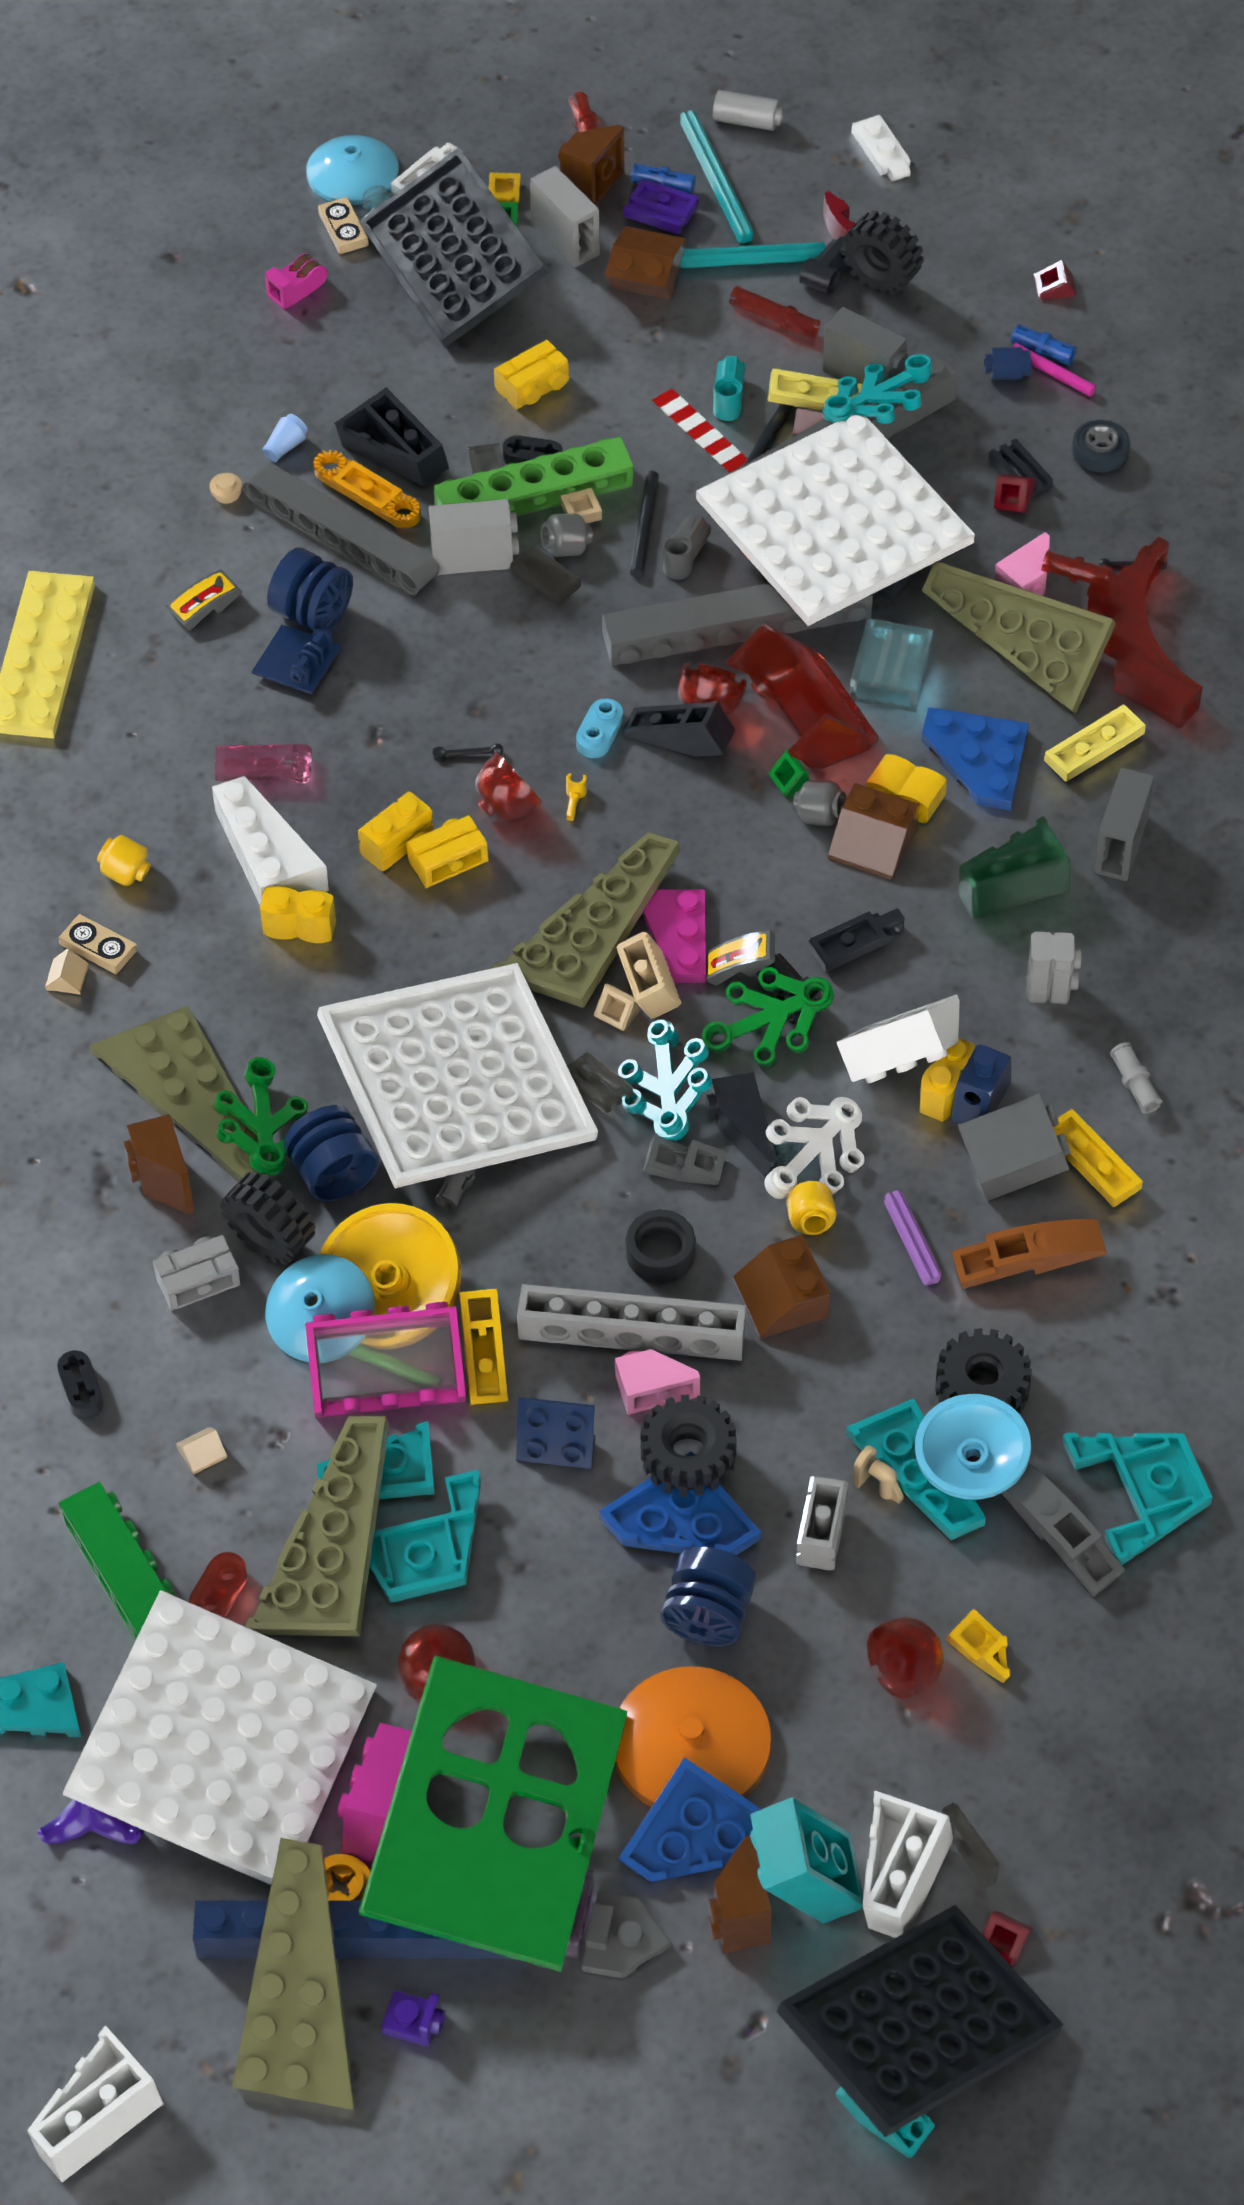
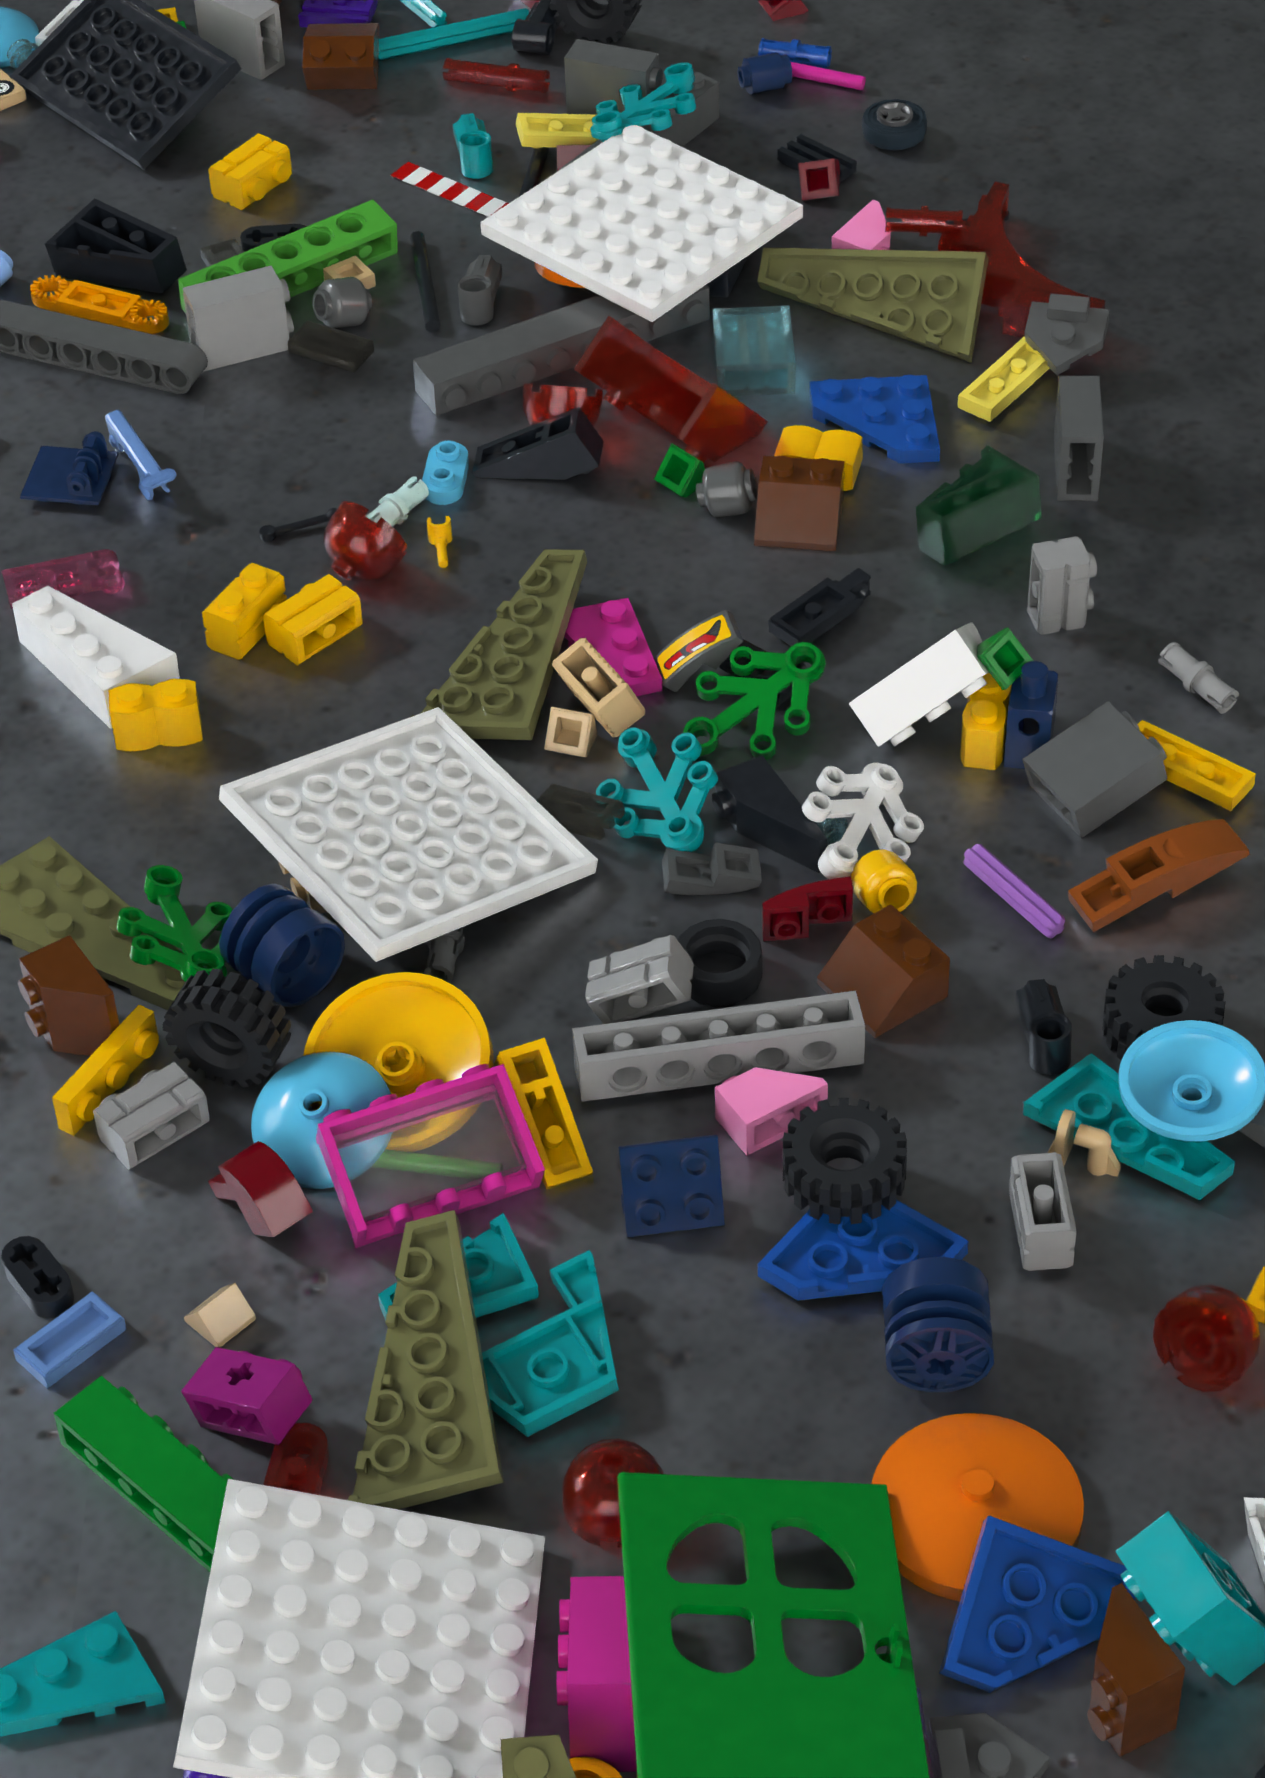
camera: 15 degrees left, 10 degrees down
(90, 1440) = (69, 1339): none -> medium blue tile
(174, 1225) = (106, 1069): none -> yellow plate
(199, 1521) = (247, 1395): none -> magenta brick
(257, 1358) = (262, 1190): none -> brick
(310, 589) = (65, 398): dark blue wheel -> none
(349, 632) = (124, 437): none -> medium blue piece
(546, 755) = (396, 506): none -> light aqua pin
(590, 1251) = (639, 980): none -> light grey brick
(730, 1217) = (820, 902): none -> dark red slope
(888, 1365) = (1045, 1027): none -> black piece
(964, 1038) = (1003, 657): none -> green slope
(1155, 712) = (1066, 330): none -> dark grey plate

